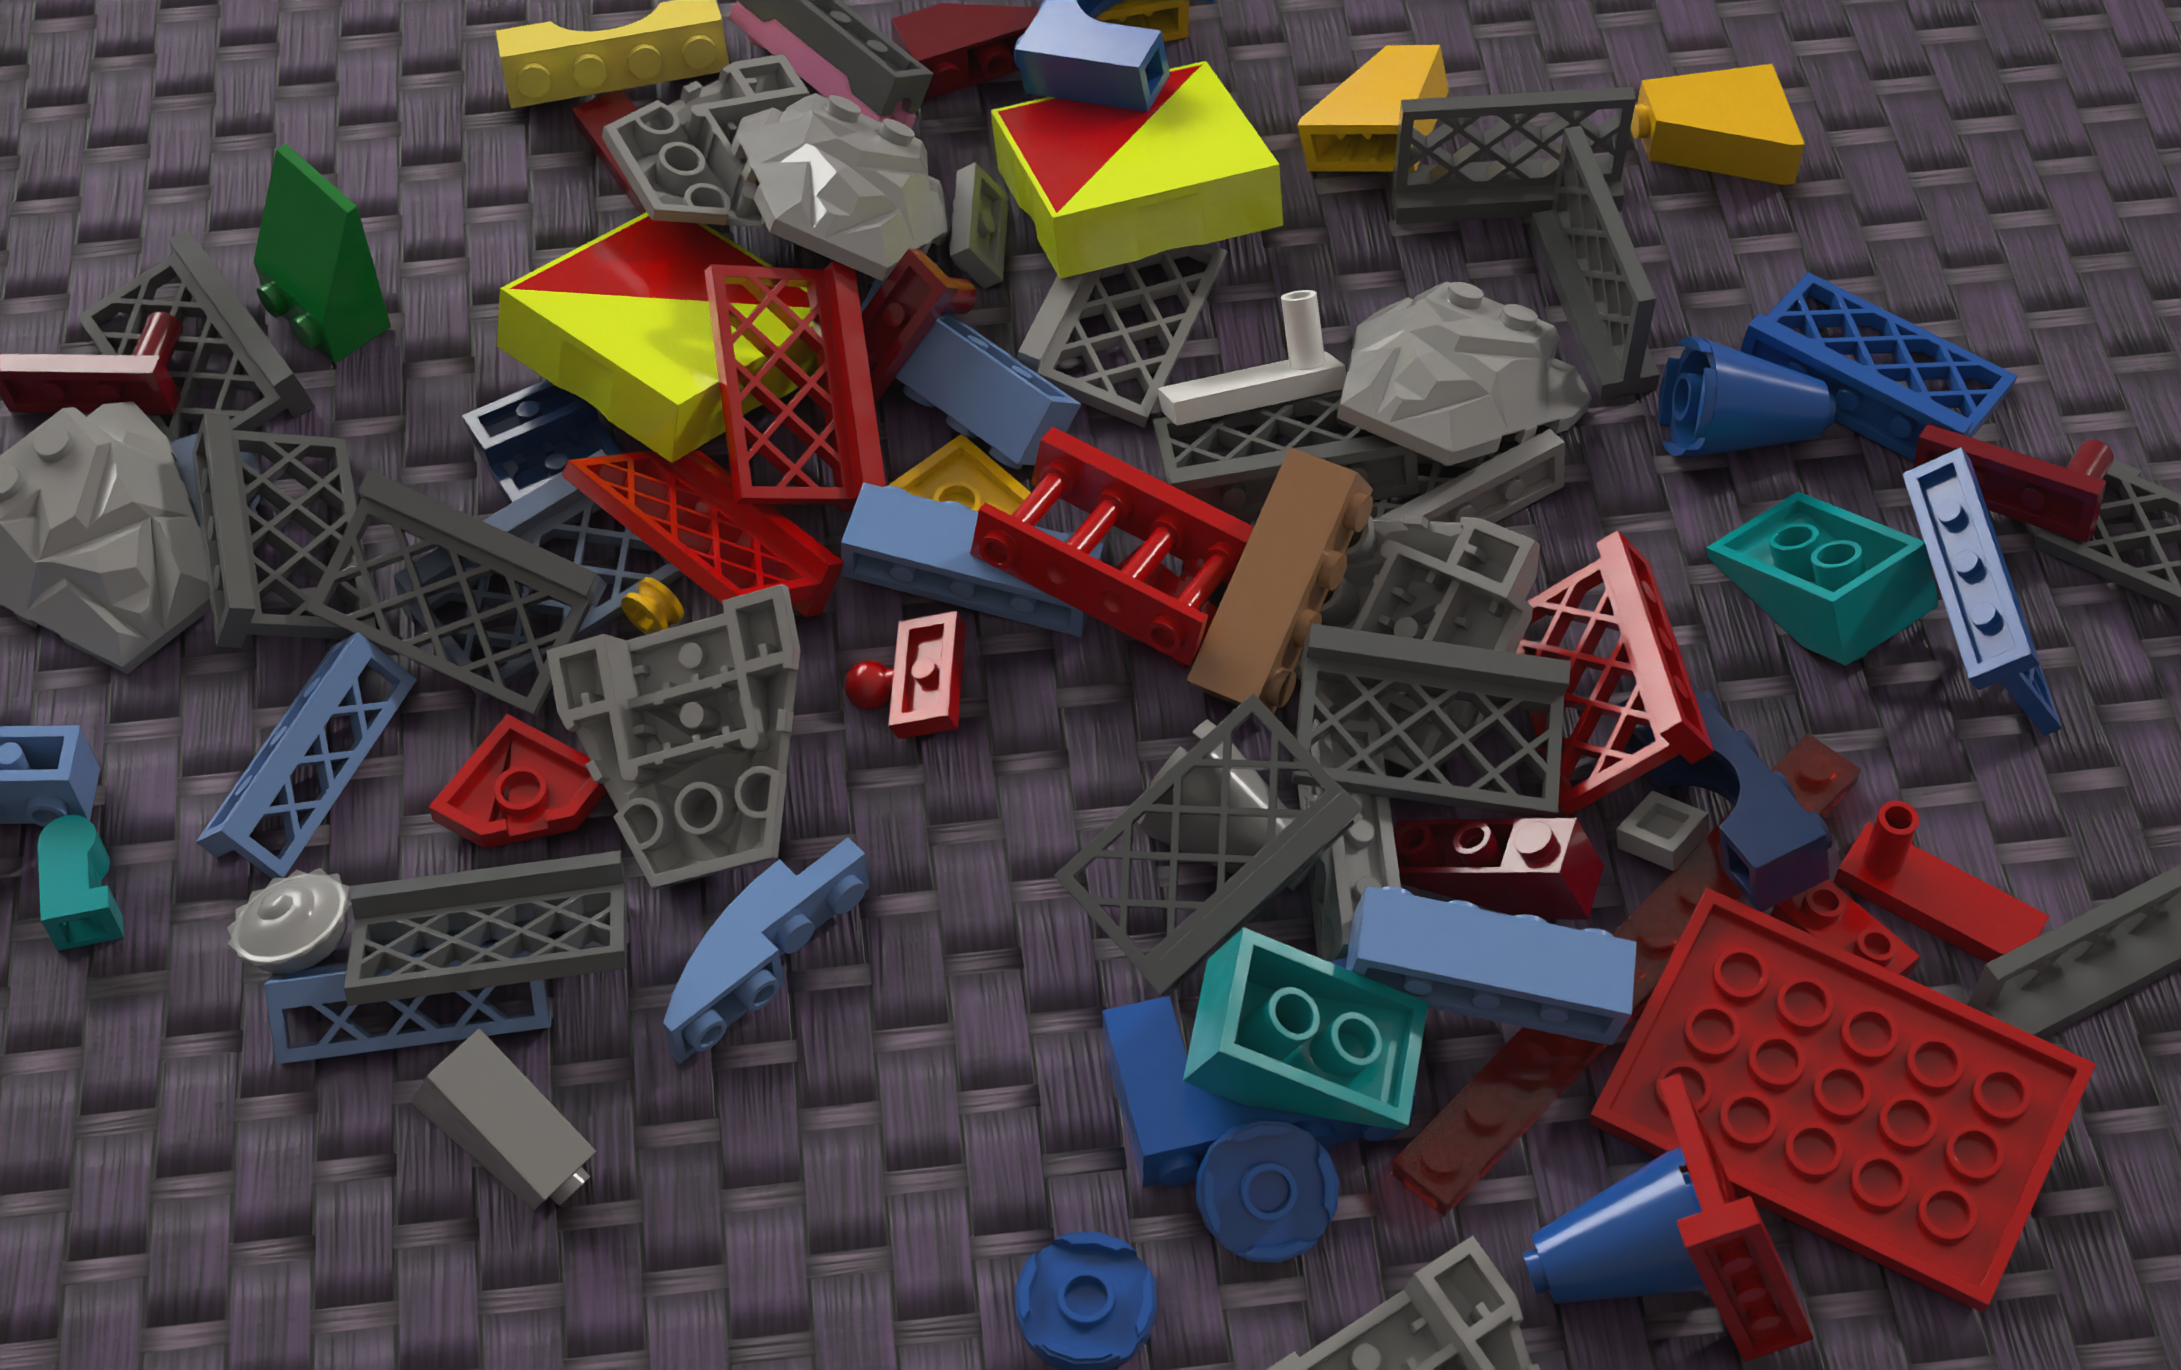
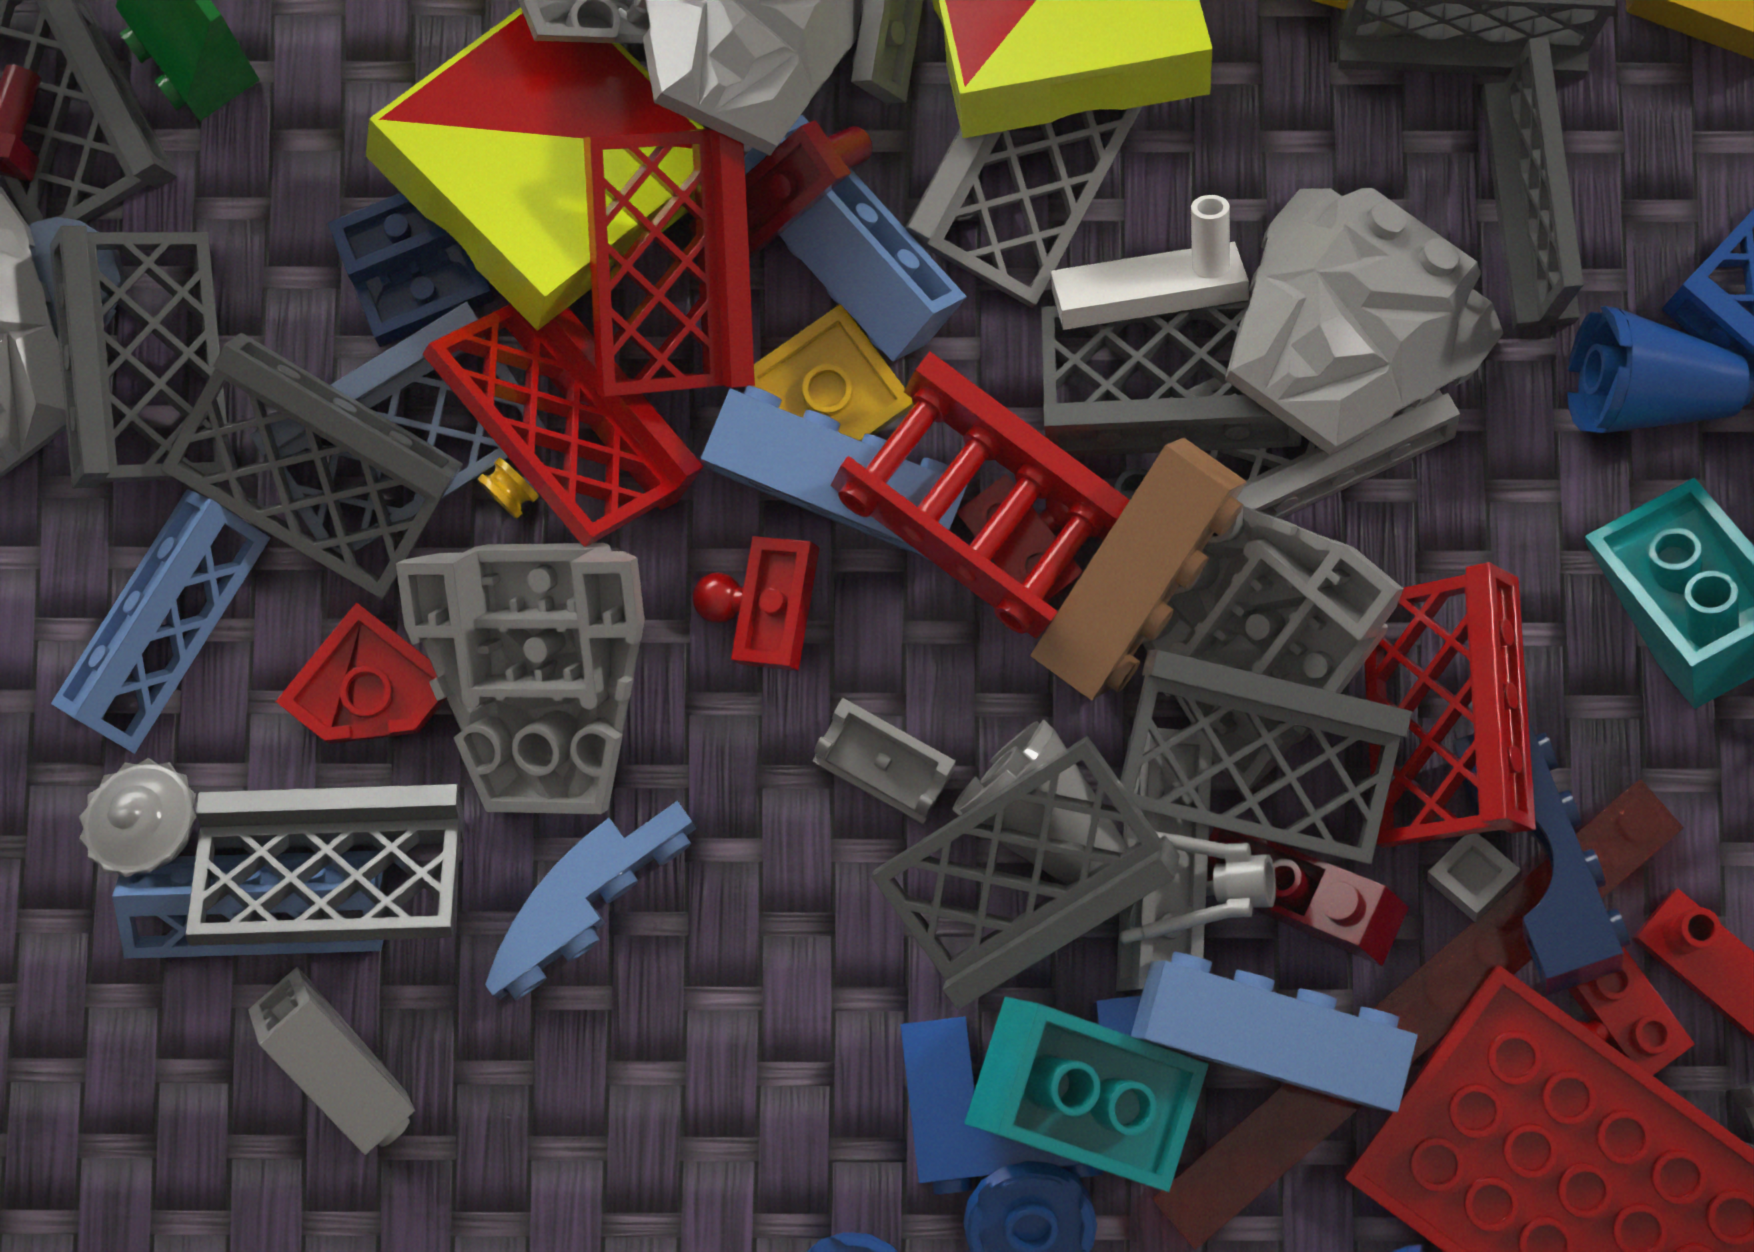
camera: 10 degrees right, 25 degrees up
(1051, 792) = (883, 761): none -> light grey hinge
(1429, 837) = (1240, 883): none -> light grey plant

